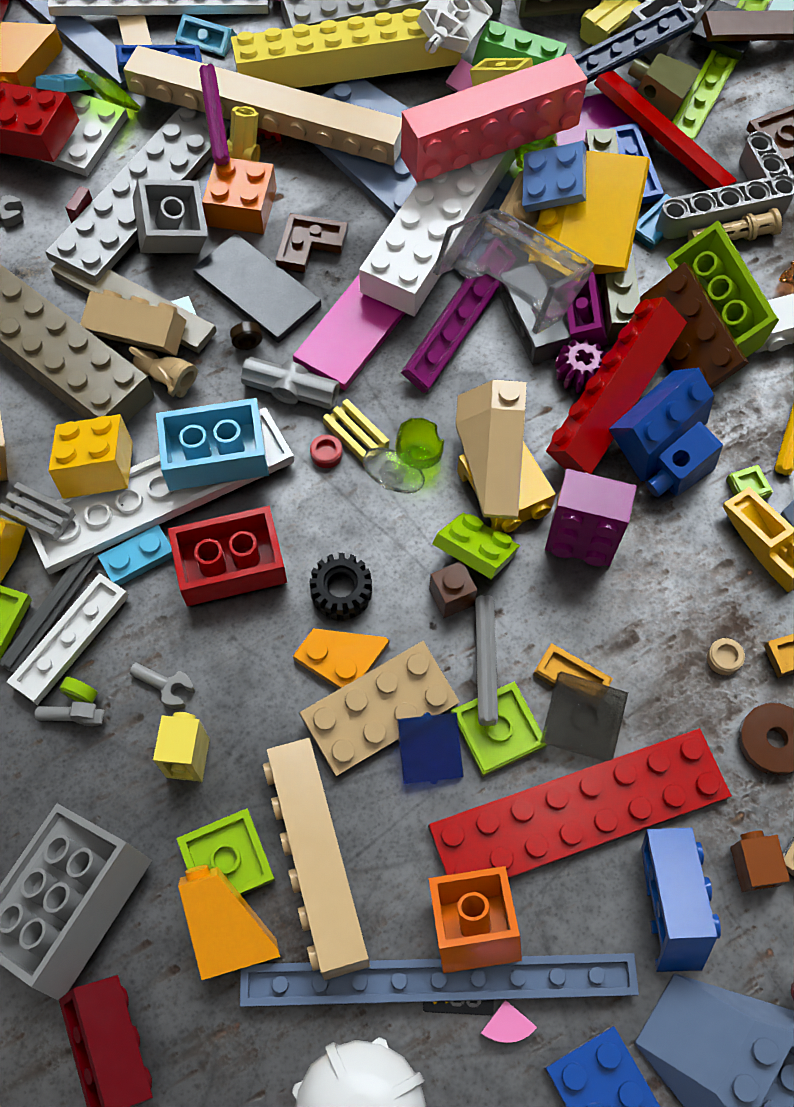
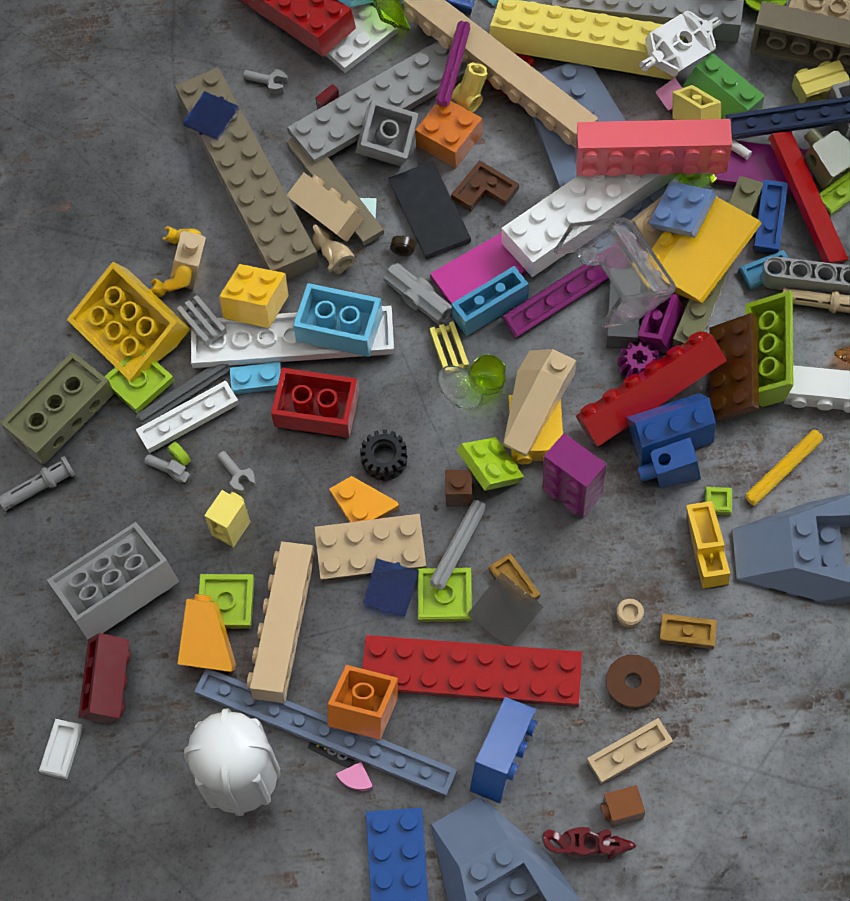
camera: 30 degrees right, 0 degrees up
(326, 451) = (421, 354): tile -> none
(380, 359) = (490, 301): none -> dark azure brick
(759, 861) = (572, 752): dark orange brick -> none

